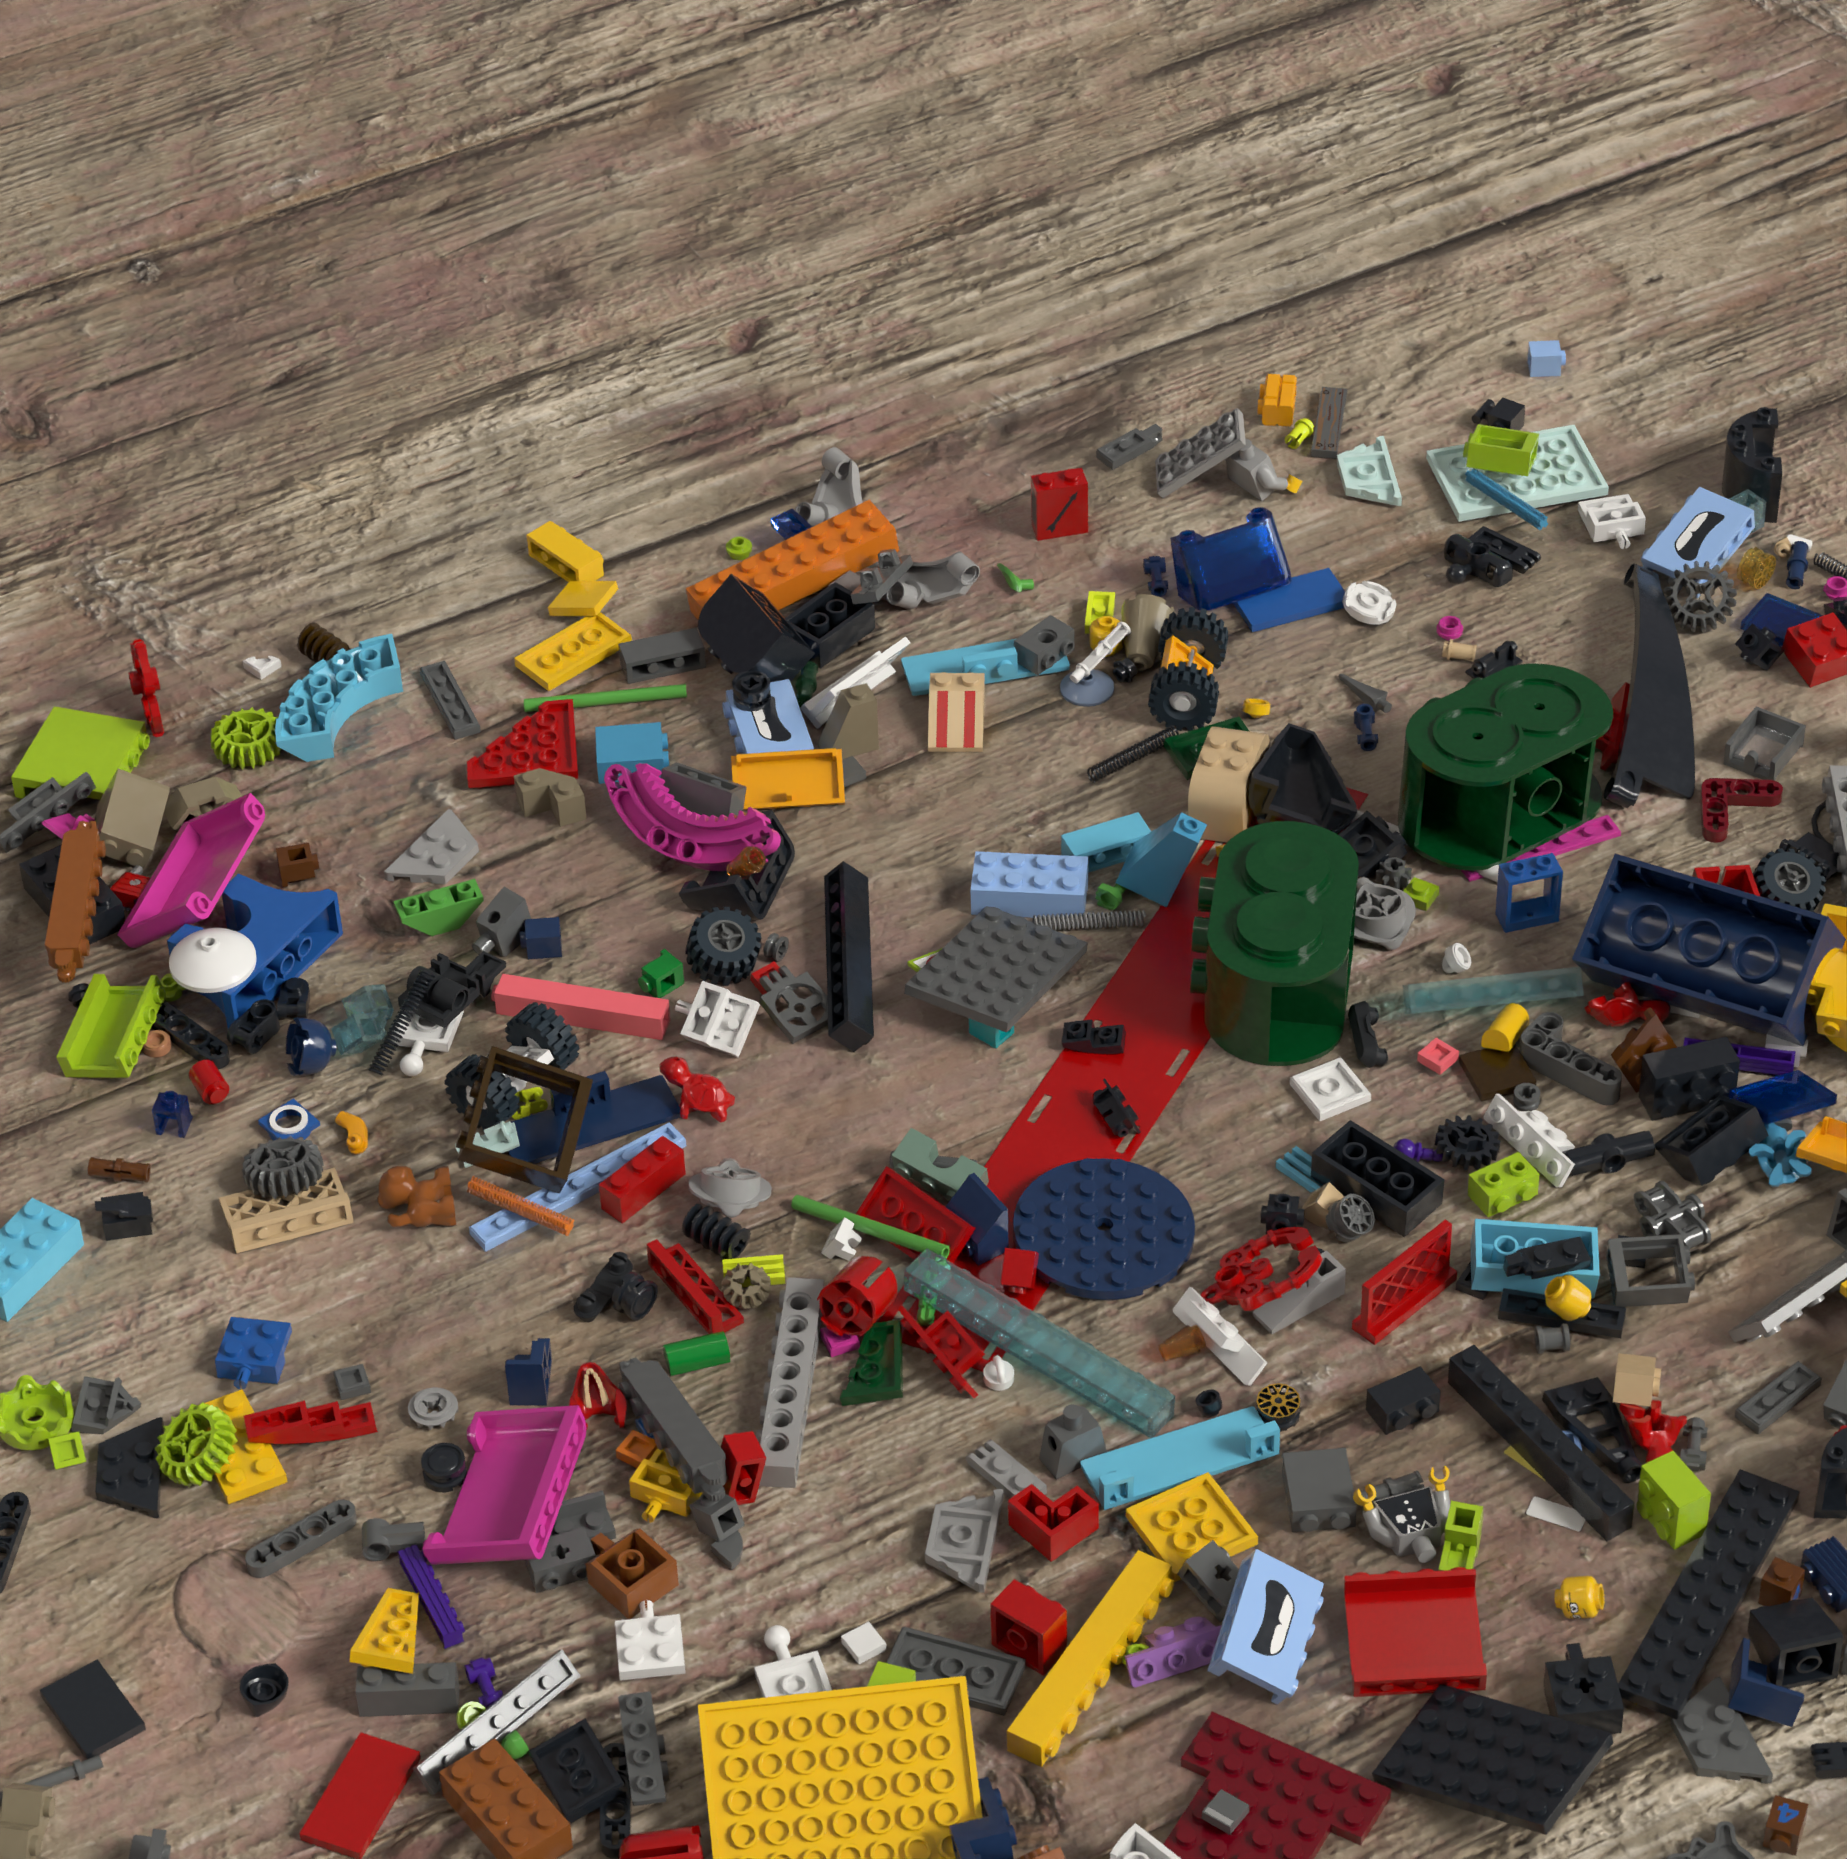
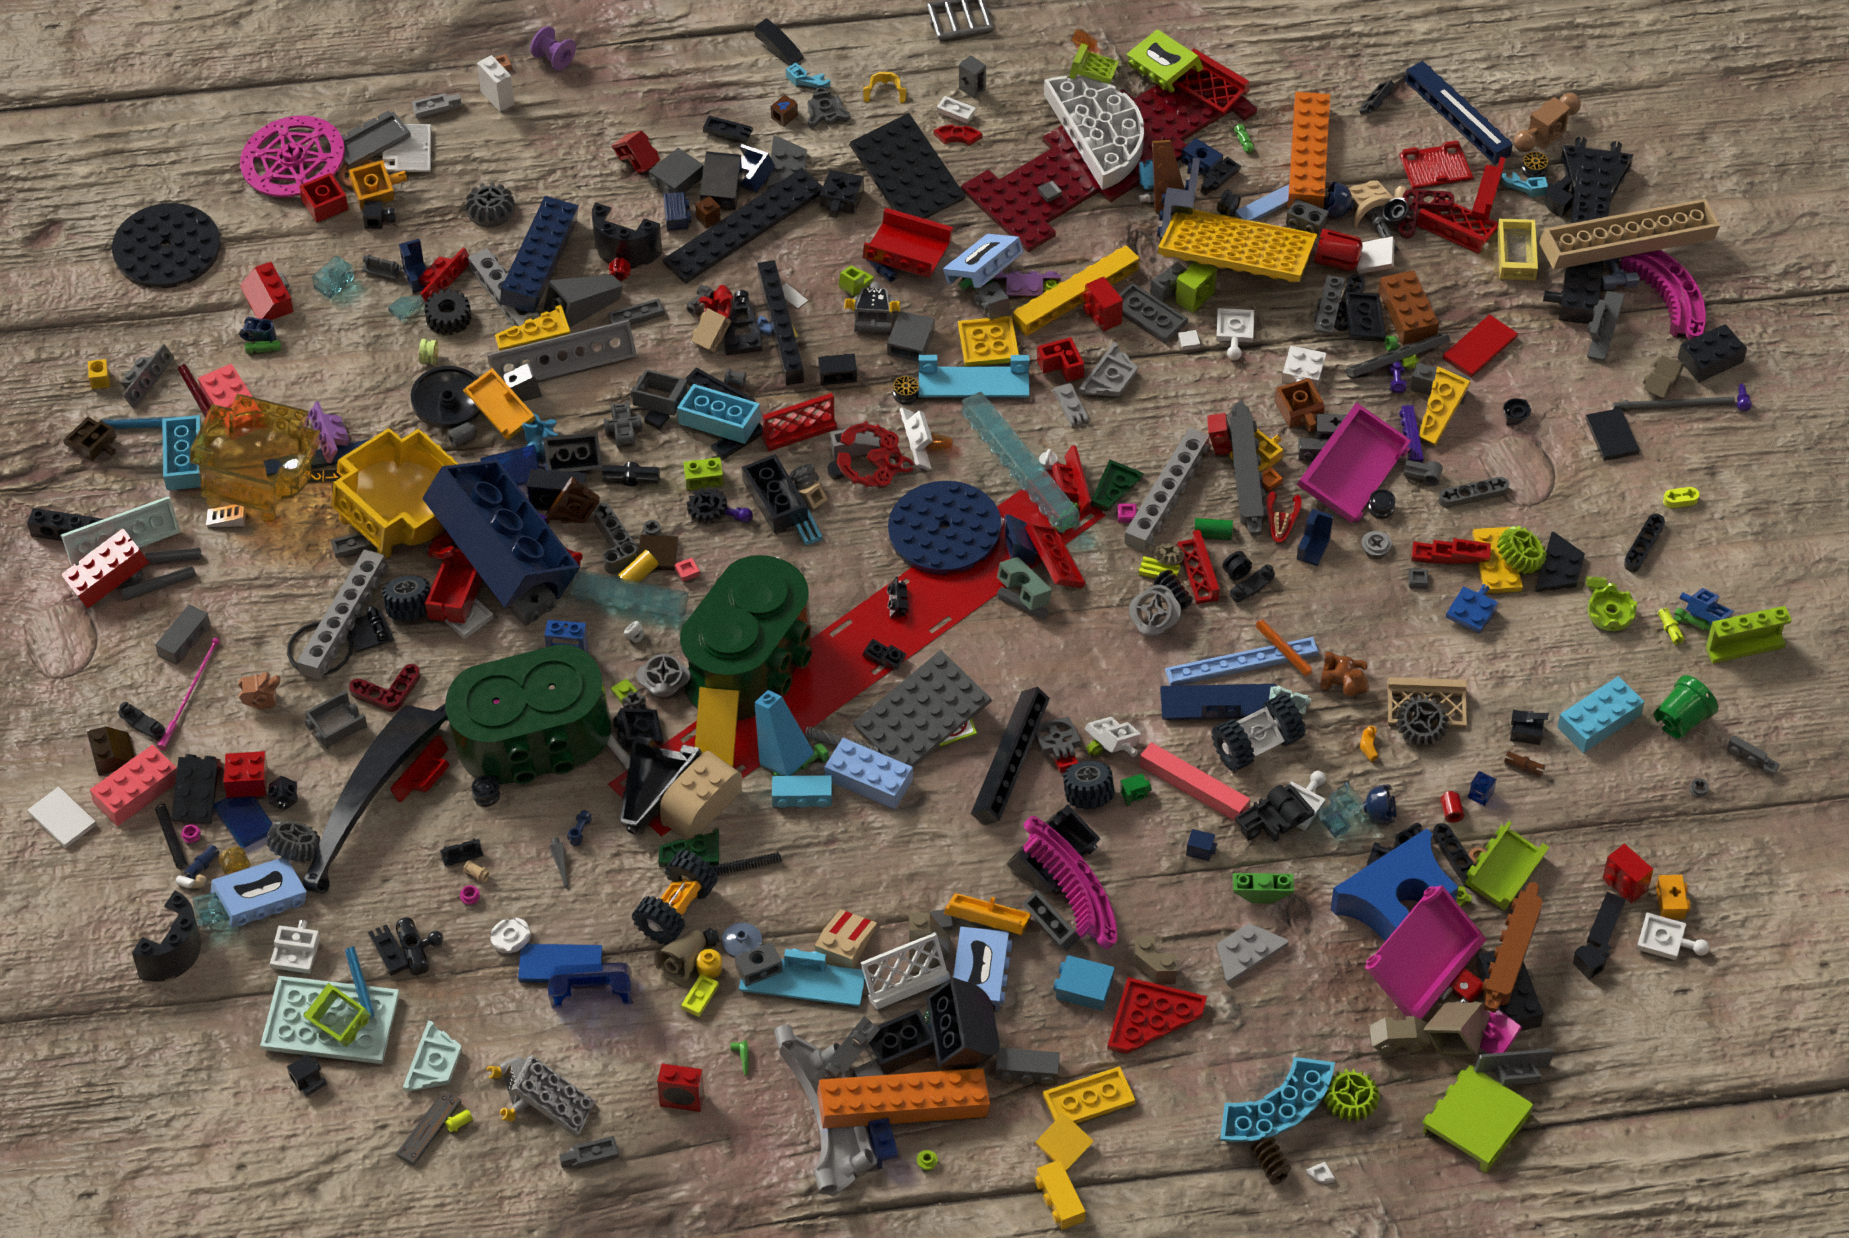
camera: 160 degrees left, 10 degrees up
(102, 1406) = (1569, 609): dark grey slope -> none
(146, 682) = (1416, 1156): red piece -> none
(212, 960) = (1430, 865): white dish -> none
(290, 1108) = (1404, 774): blue piece -> none
(296, 863) = (1347, 964): reddish brown brick -> none
(389, 1034) = (1318, 789): black piece -> none
(450, 700) = (1193, 1089): dark grey tile -> none
(501, 923) = (1224, 856): dark grey torso -> none
(538, 1074) = (1230, 684): dark brown window -> none
(613, 697) = (1082, 1047): bright green piece -> none
(642, 1179) = (1203, 642): red brick -> none
(699, 1090) = (1143, 685): red animal -> none
(747, 862) = (1052, 818): clear orange cone -> none
(751, 688) = (986, 979): black wheel -> none
(776, 947) = (1051, 786): dark grey bush -> none
(839, 1239) = (1101, 567): white tile -> none
(865, 1303) = (1110, 511): red cylinder -> none
(869, 1226) = (1081, 564): bright green piece -> none
(1019, 1270) = (1009, 505): red brick -> none
(1070, 1440) = (1028, 398): dark grey torso -> none
(1104, 647) = (724, 938): white piece -> none
(1154, 567) = (639, 1026): dark blue bar -> none
(1209, 1403) = (944, 401): black hinge -> none
(1256, 707) = (640, 871): yellow tile -> none
(1277, 400) = (454, 1157): light orange brick -> none
(1282, 1212) = (842, 489): black brick -> none
(1533, 1138) = (664, 498): white bracket -> none
(1545, 358) = (233, 1125): light blue brick -> none
(1548, 1259) = (718, 393): black hinge -> none
(1568, 1297) = (718, 377): yellow head -> none
(1580, 1597) = (811, 240): yellow head -> none
(1673, 1500) = (736, 261): lime brick -> none

